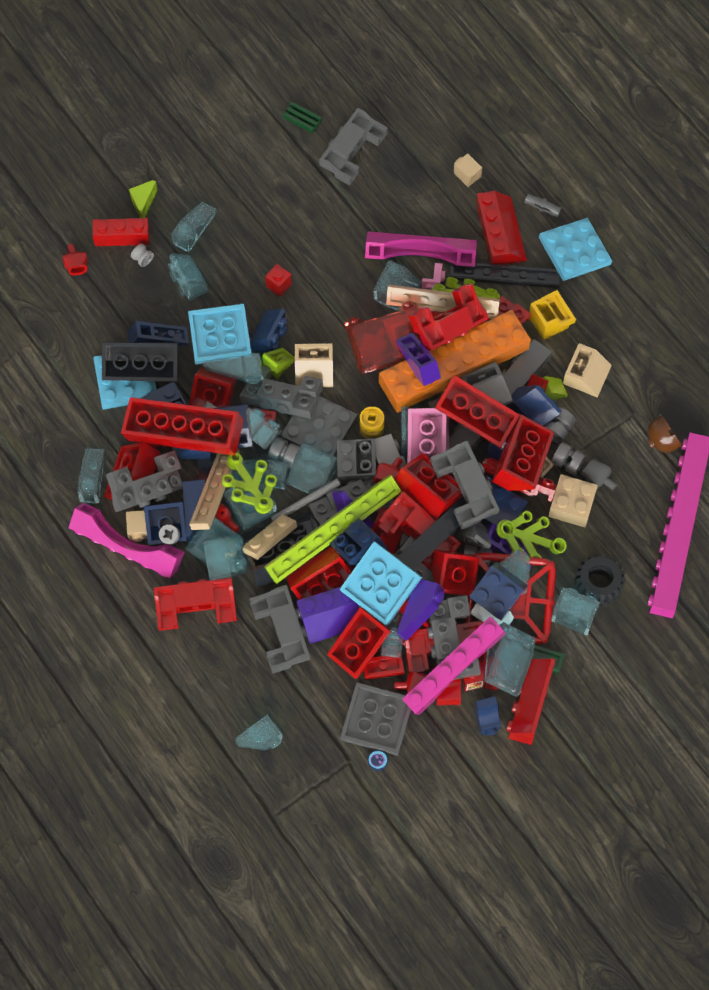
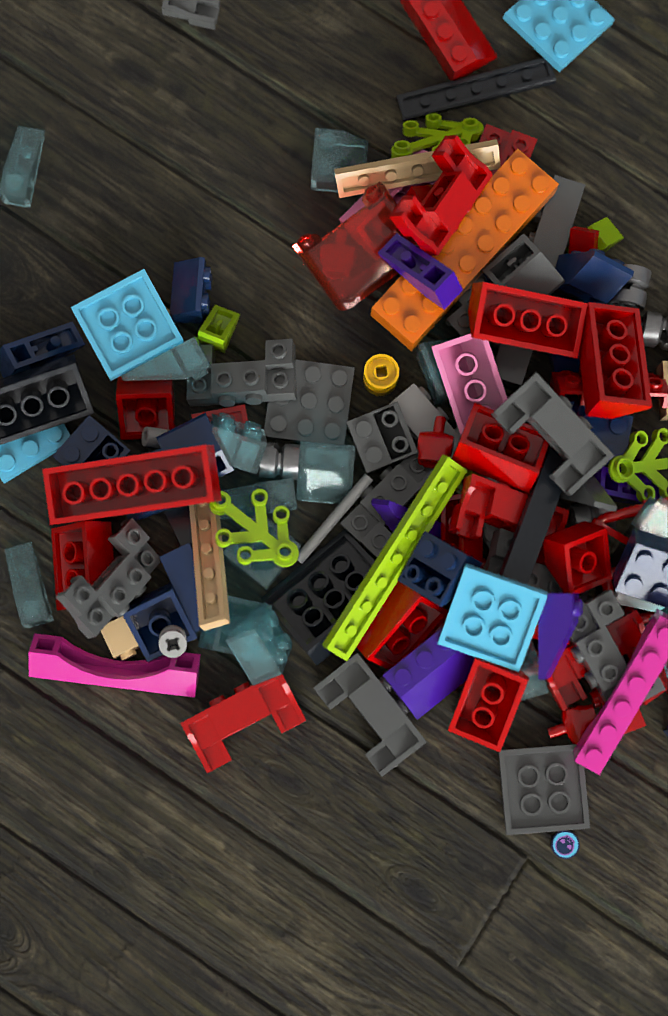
camera: 25 degrees left, 15 degrees up
(187, 276) = (45, 247): clear light blue slope -> none
(224, 515) = (236, 584): red piece -> none
(260, 735) = (402, 870): clear light blue slope -> none
(269, 536) = (307, 590): tan plate -> none
(278, 280) = (172, 208): red brick -> none
(315, 362) = (270, 316): tan slope -> none
(383, 667) = (529, 713): red plate -> none
(439, 277) = (389, 125): bright pink bracket -> none
(453, 250) = (398, 79): dark pink arch -> none
(551, 315) = (564, 130): yellow plate -> none
(587, 370) = (639, 194): tan slope -> none

